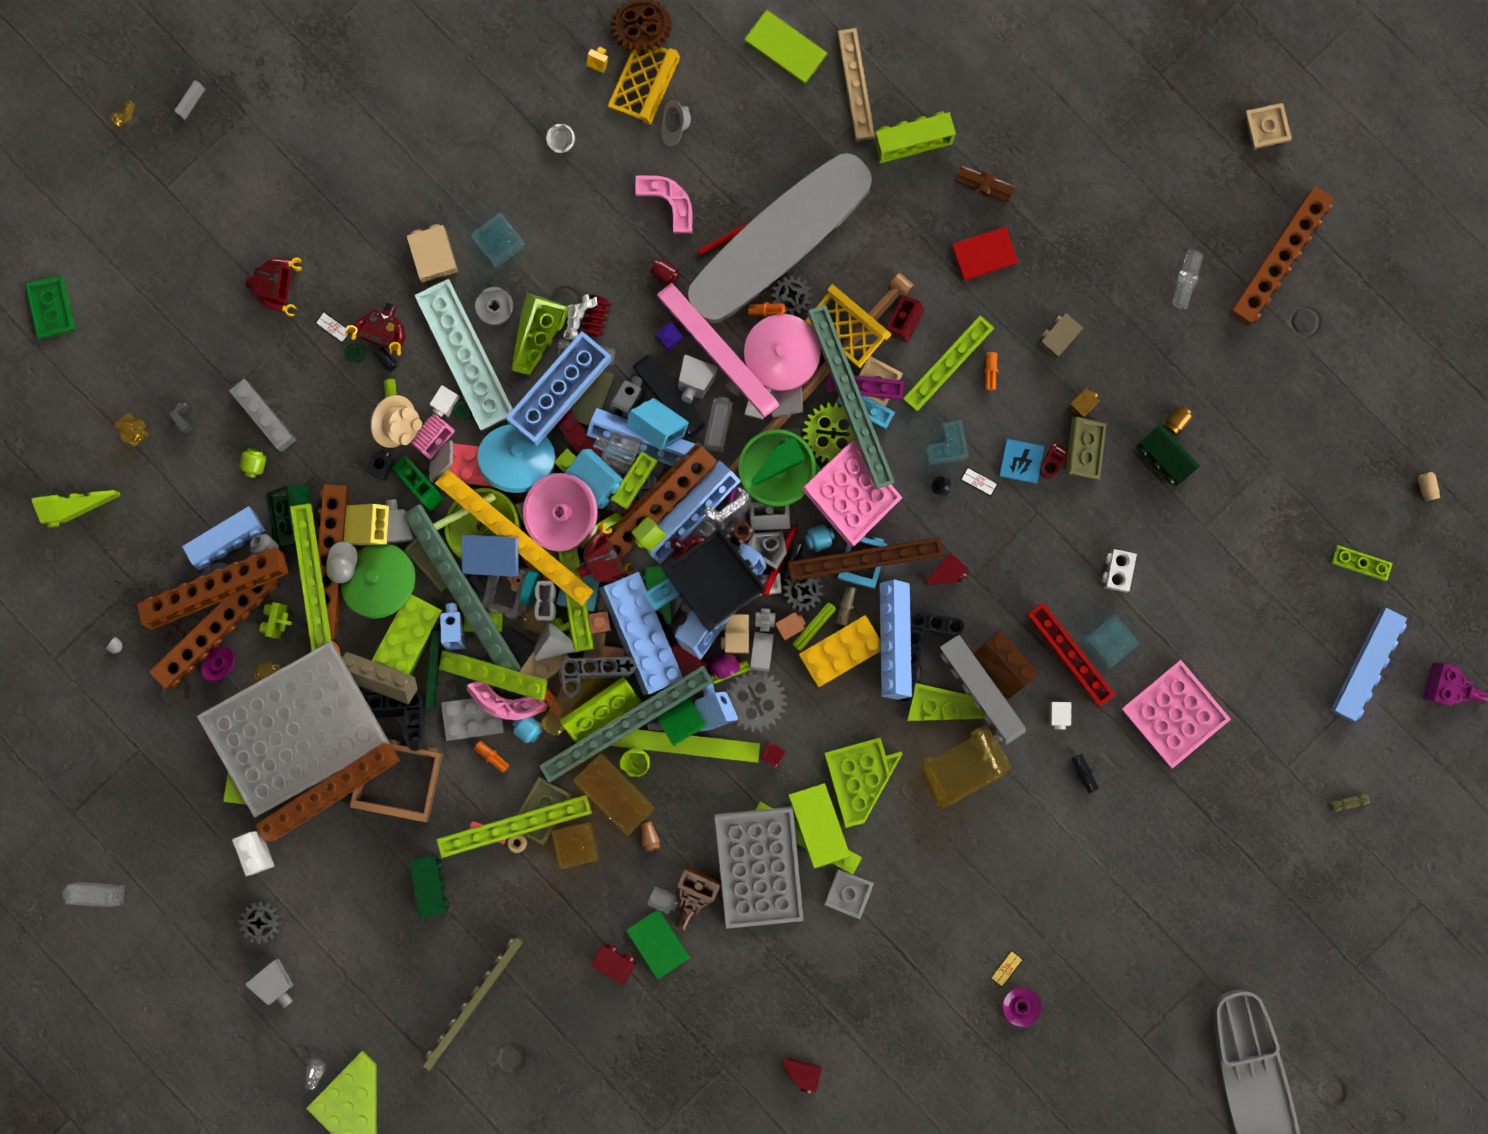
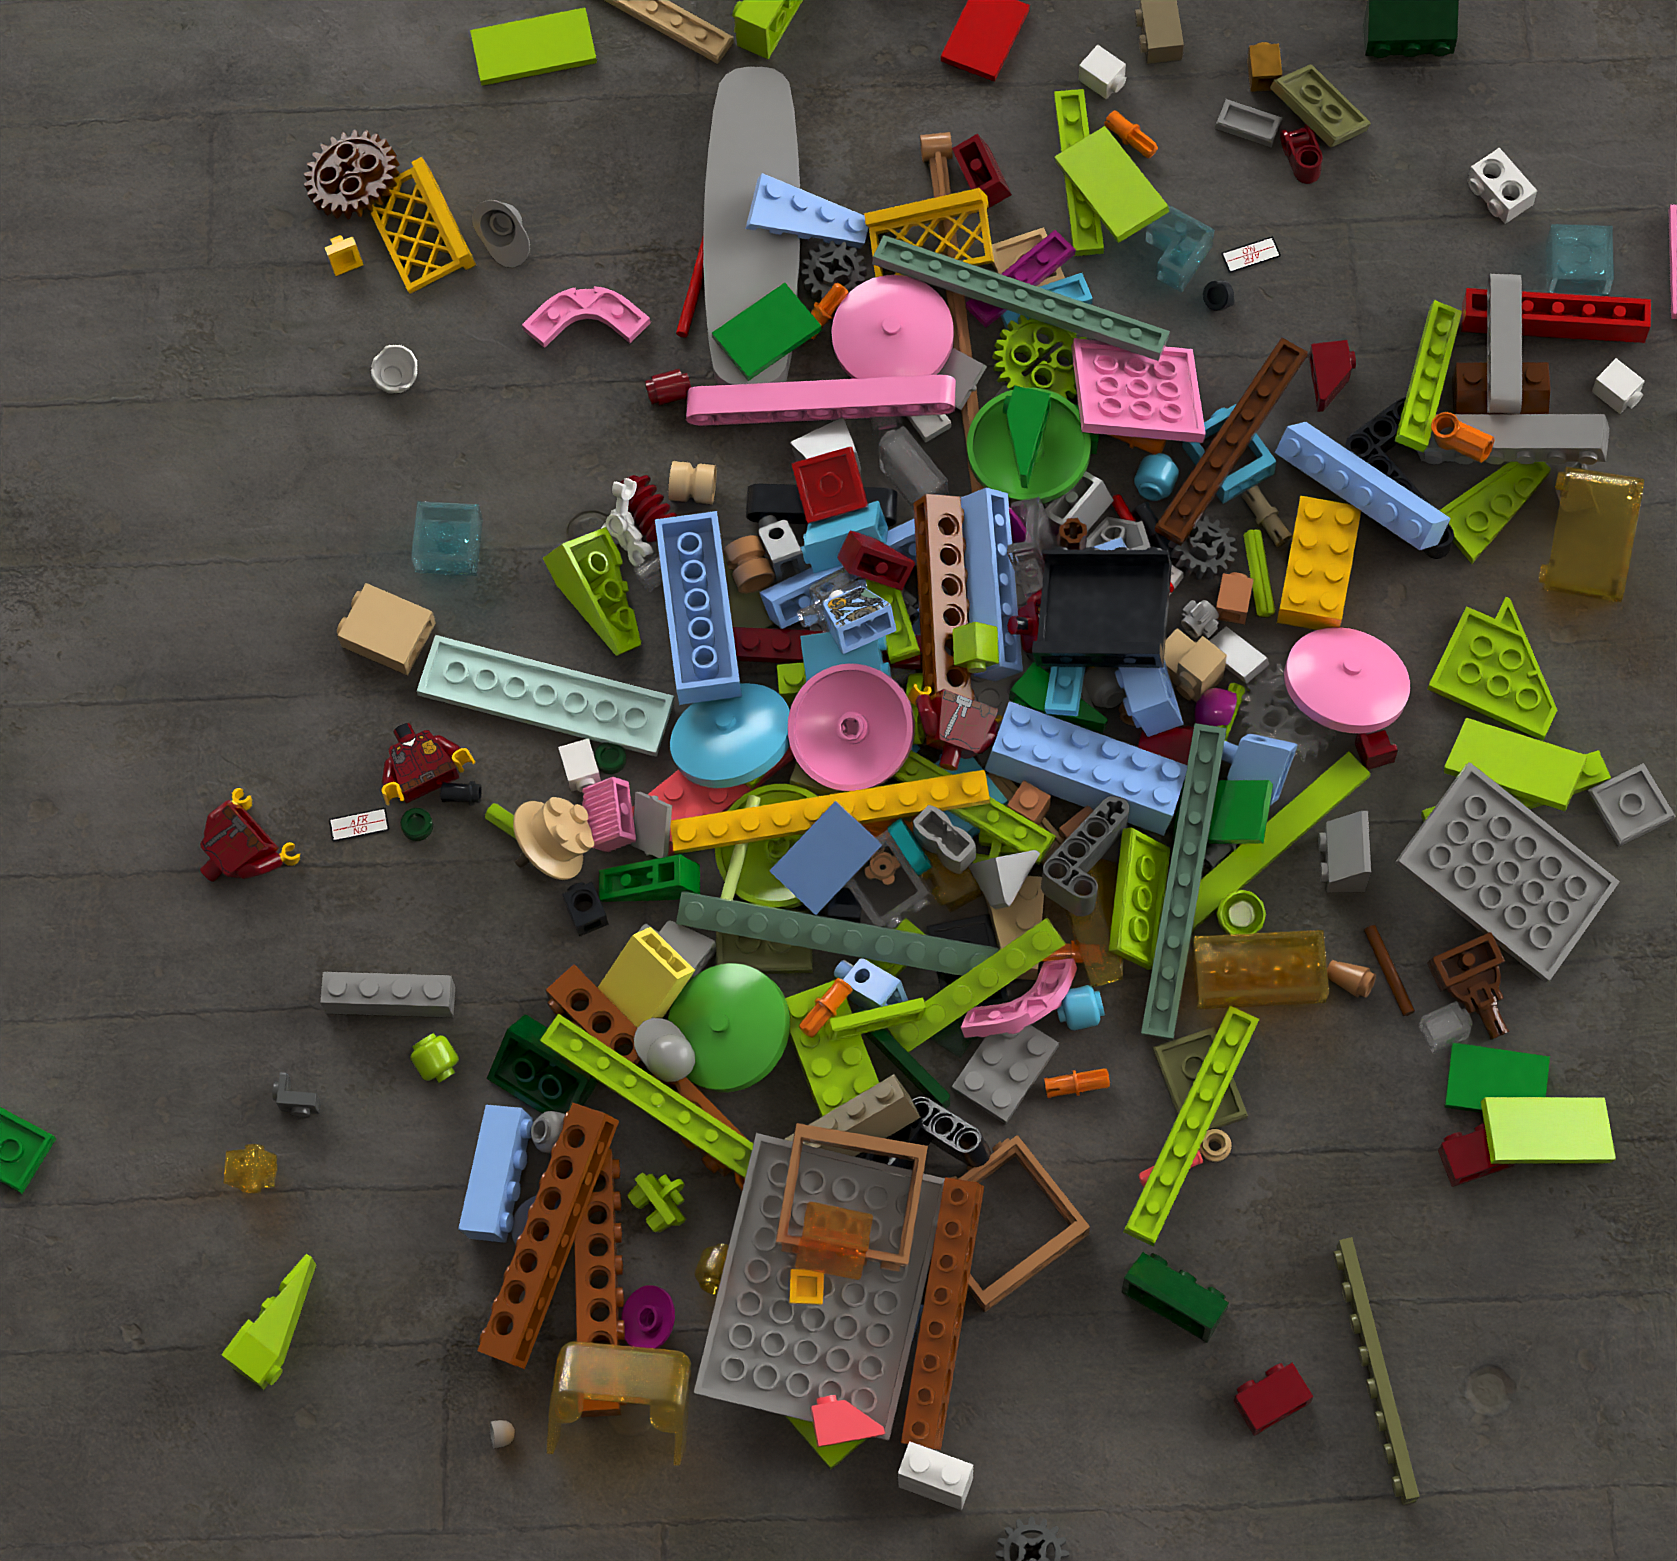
camera: 45 degrees left, 15 degrees down
(175, 682) = (623, 1376): none -> clear yellow windscreen
(239, 793) = (841, 1422): none -> coral slope
(282, 725) = (806, 1287): none -> yellow plate
(306, 721) = (834, 1241): none -> clear orange bracket
(360, 686) = (865, 1144): none -> medium nougat window
(419, 618) = (825, 1007): none -> orange axle
(420, 967) = (1272, 1398): none -> dark red brick
(433, 645) = (875, 1019): none -> lime tile
(502, 298) = (524, 629): light grey plate -> none
(575, 845) = (1282, 1070): clear yellow brick -> none
(605, 391) = (749, 568): none -> medium nougat wheel
(608, 469) = (857, 618): none -> light blue torso
(626, 327) = (692, 482): none -> tan wheel
(648, 450) = (874, 561): none -> dark red slope
(650, 987) = (1547, 1130): none -> tile
(669, 337) = (751, 445): dark purple brick -> none
(669, 851) = (1389, 970): none -> reddish brown bar
(674, 394) = (829, 484): none -> red plate
(705, 785) = (1346, 853): none -> light grey slope
(729, 293) = (766, 331): none -> green tile
(792, 714) = (1347, 680): none -> bright pink dish
(803, 253) = (794, 211): none -> light blue wing
(950, 387) = (1111, 184): none -> lime tile
(958, 668) = (1463, 438): none -> orange piece
(981, 622) = (1428, 376): none -> lime plate
(1011, 329) = (1102, 72): none -> white brick
(1021, 461) = (1270, 188): dark azure tile -> none
(1026, 646) = (1504, 344): none -> light grey beam
(1048, 421) = (1248, 123): none -> light grey tile

